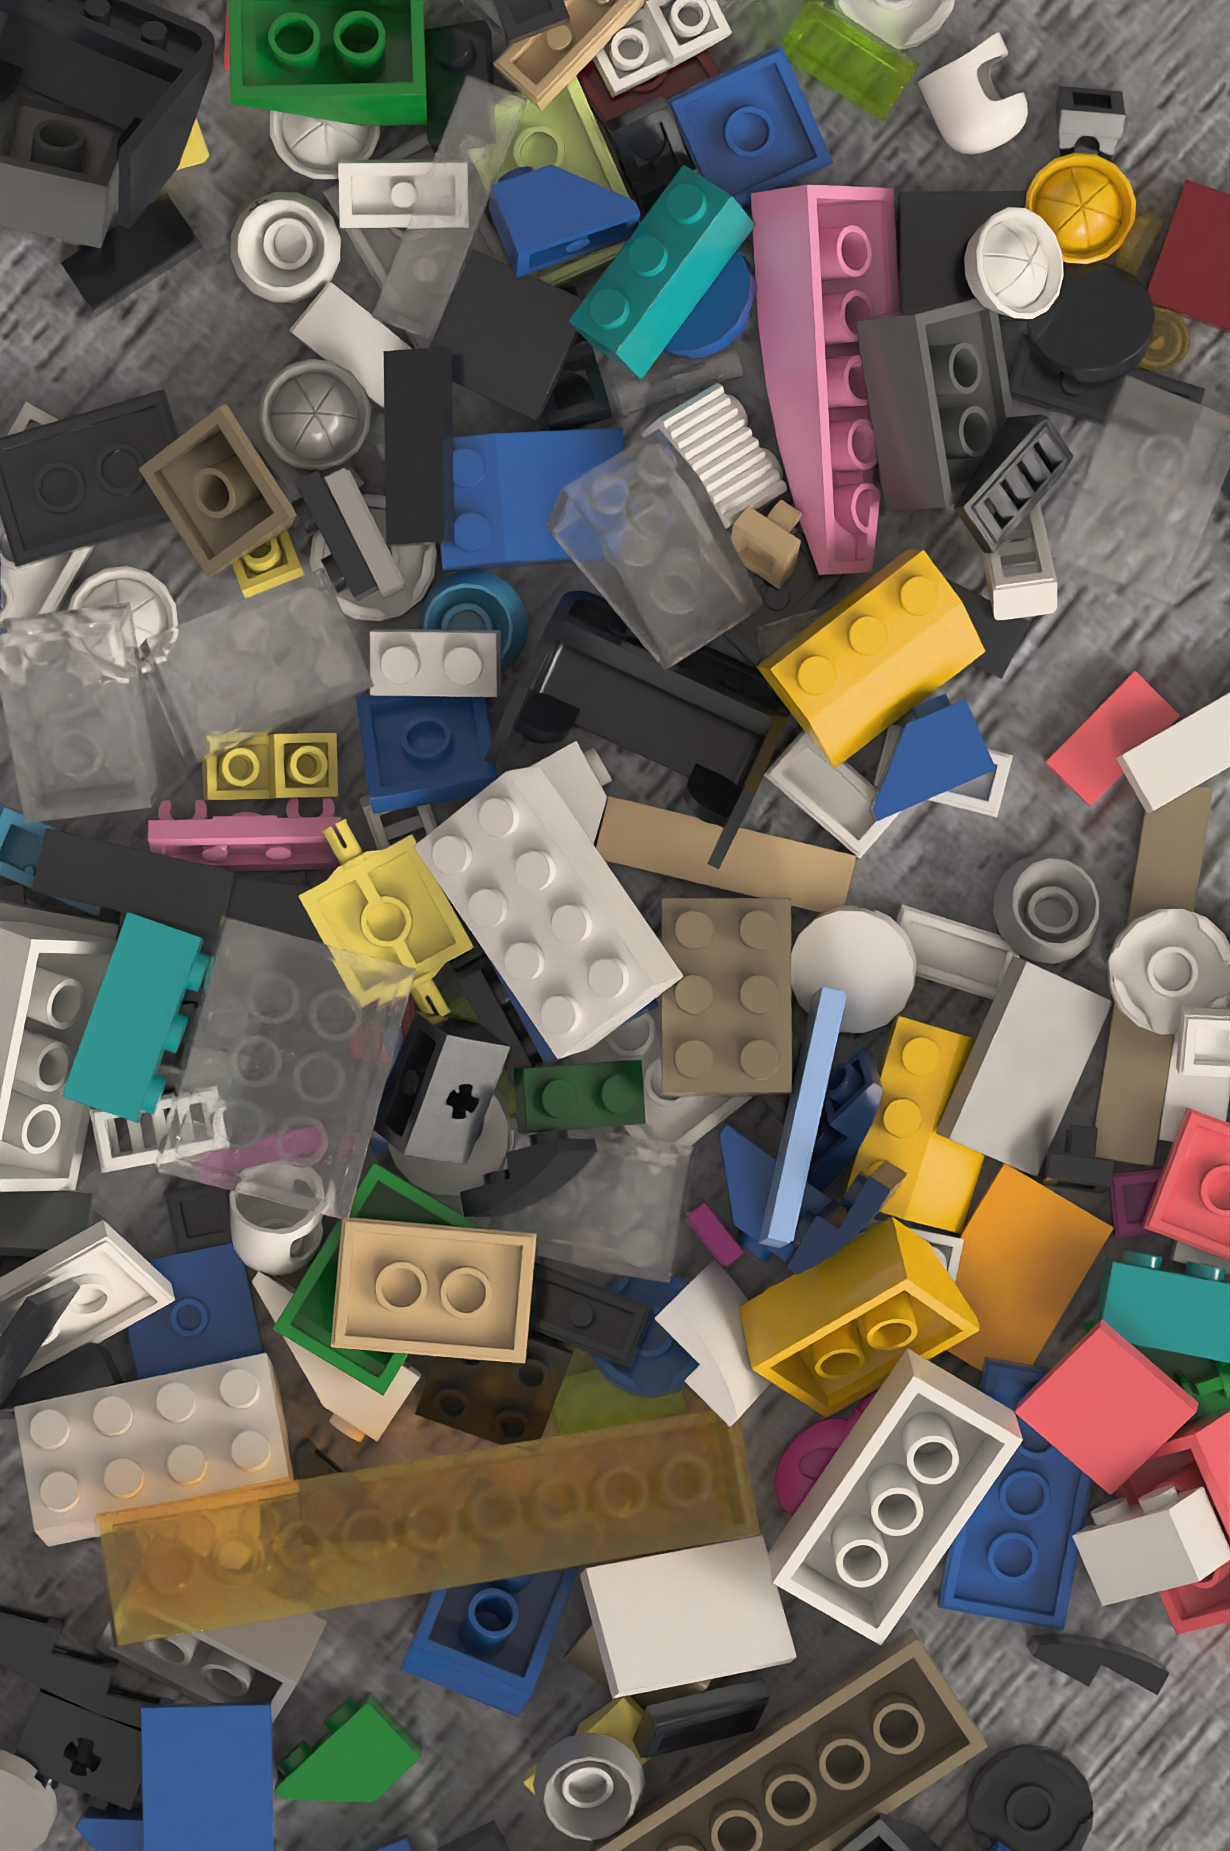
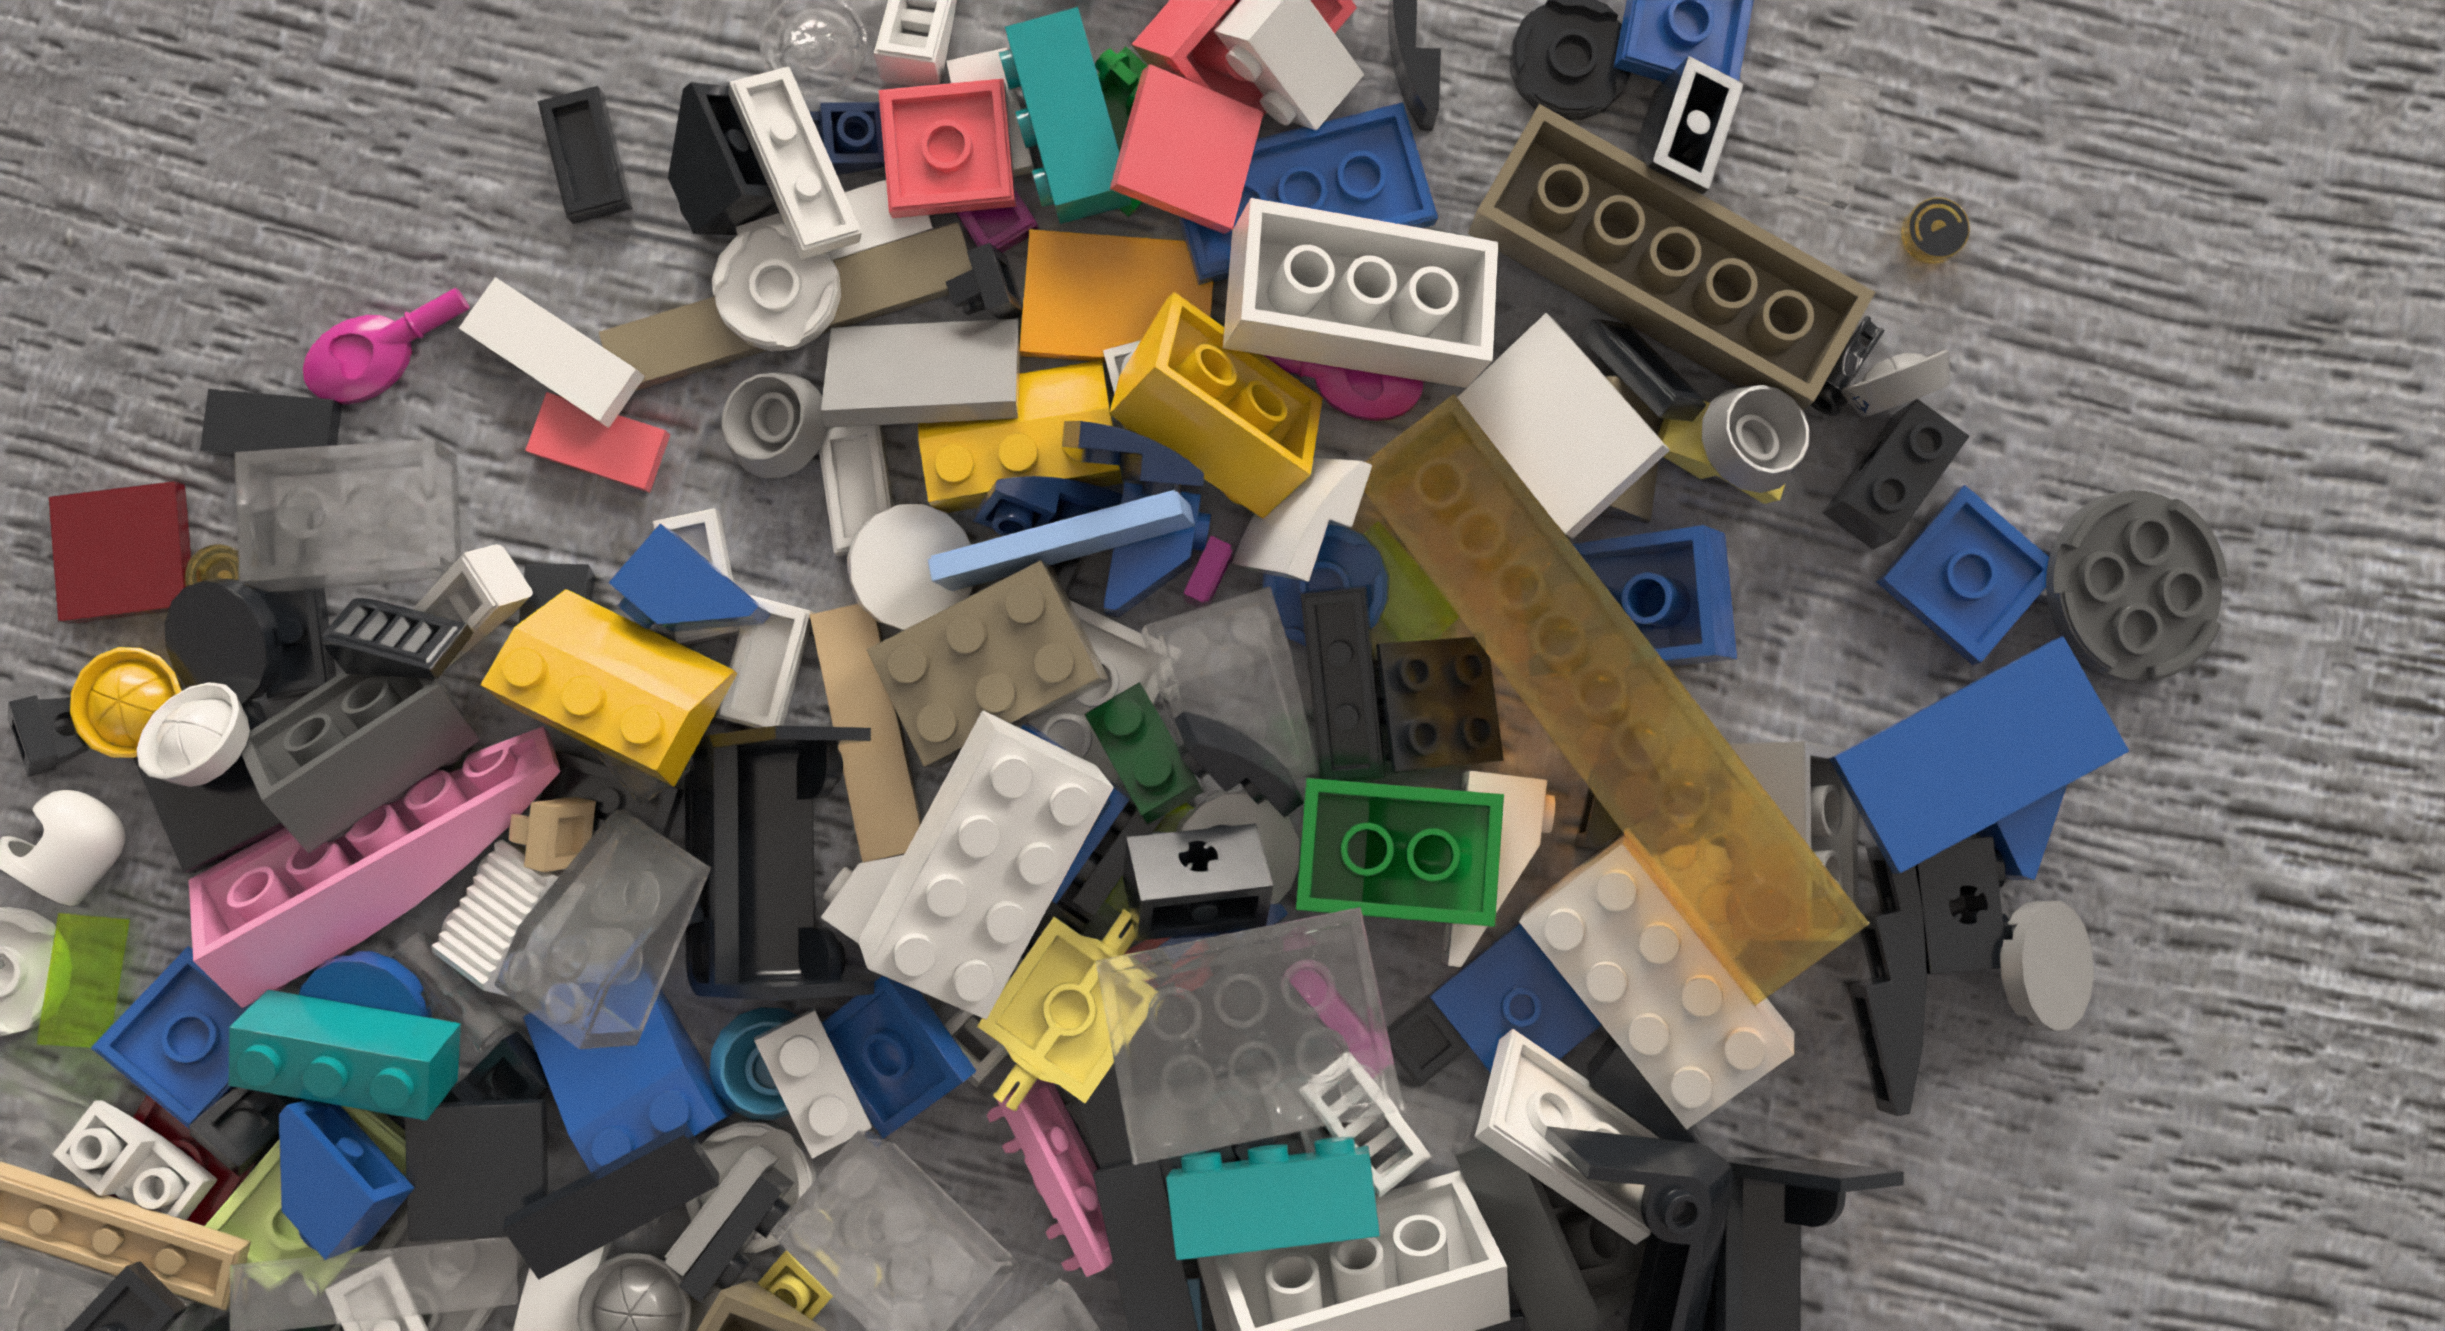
camera: 110 degrees left, 5 degrees down
(273, 1235) = (1408, 969): white helmet -> none
(274, 769) = (986, 1181): light yellow slope -> none
(353, 1760) = (1838, 660): green slope -> none
(433, 1290) = (1384, 796): tan tile -> none
(1139, 242) = (131, 634): clear yellow tile -> none

